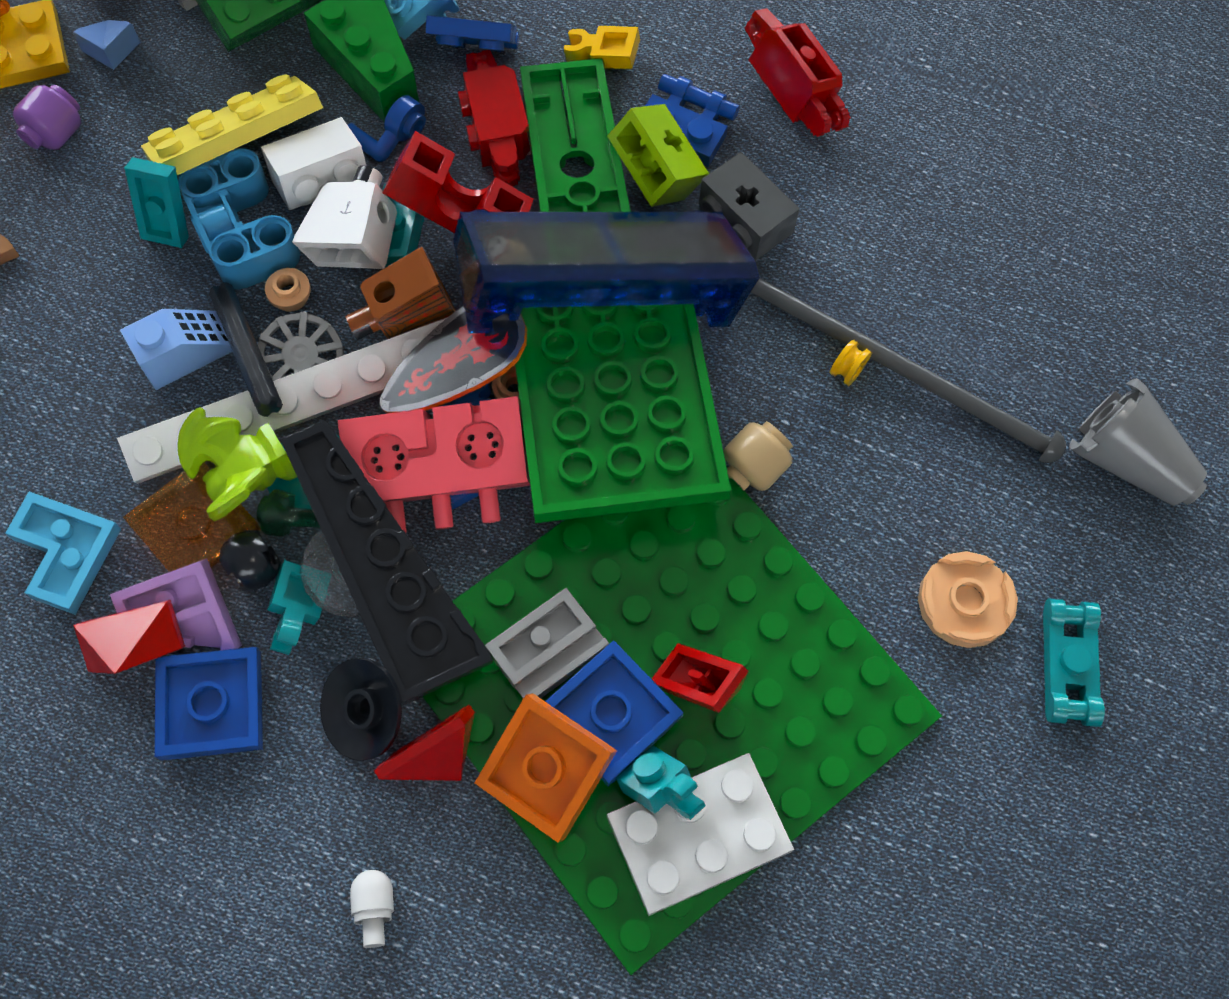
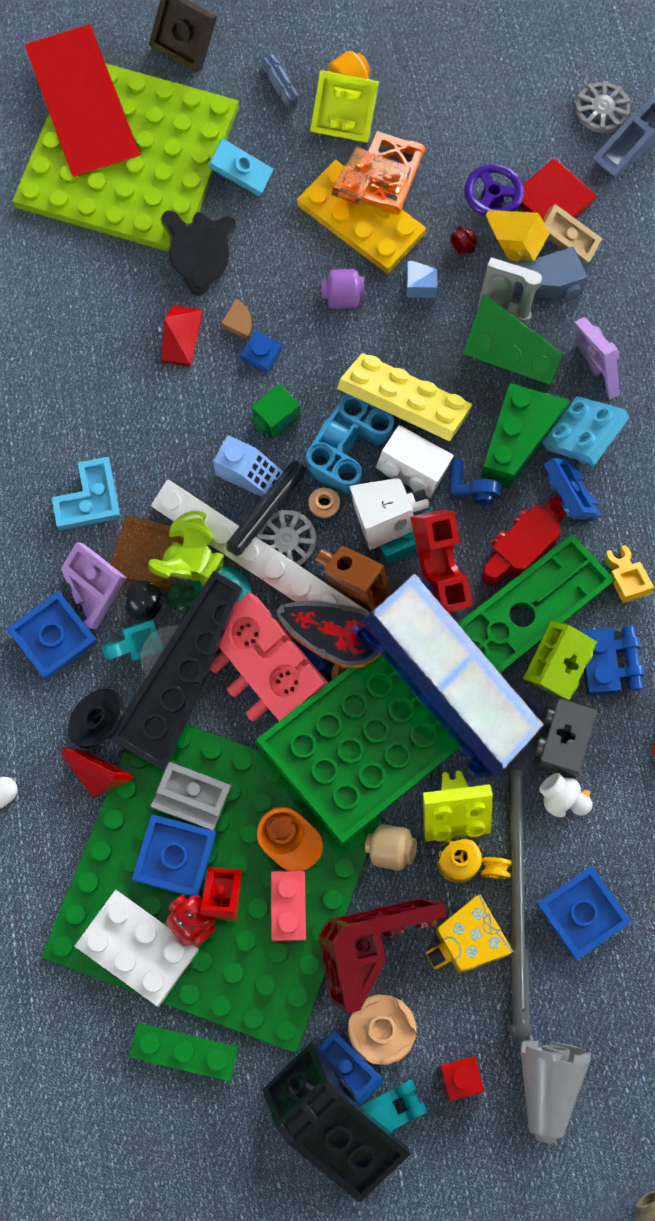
camera: 60 degrees right, 5 degrees up
(45, 248) = (261, 351): none -> blue plate
(129, 637) = (59, 570): slope -> none
(133, 271) = (275, 412): none -> green brick
(157, 202) = (323, 394): teal plate -> none
(545, 767) = (119, 839): orange plate -> none
(661, 780) = (149, 907): teal plate -> none
(677, 559) = (289, 839): none -> orange cap
(708, 739) = (188, 923): none -> red head
(758, 613) = (288, 906): none -> coral plate
(762, 354) = (457, 810): none -> neon yellow plate
(811, 247) = (565, 794): none -> white animal
(820, 391) = (456, 871): none -> yellow head
(865, 856) = (184, 1052): none -> green plate
(883, 584) = (354, 966): none -> dark red bracket
(917, 436) = (469, 939): none -> yellow torso
(955, 306) = (583, 913): none -> blue plate
(996, 663) = (351, 1066): none -> blue plate
(1056, 718) = (328, 1127): none -> black bracket
(1080, 540) = (461, 1078): none -> red brick

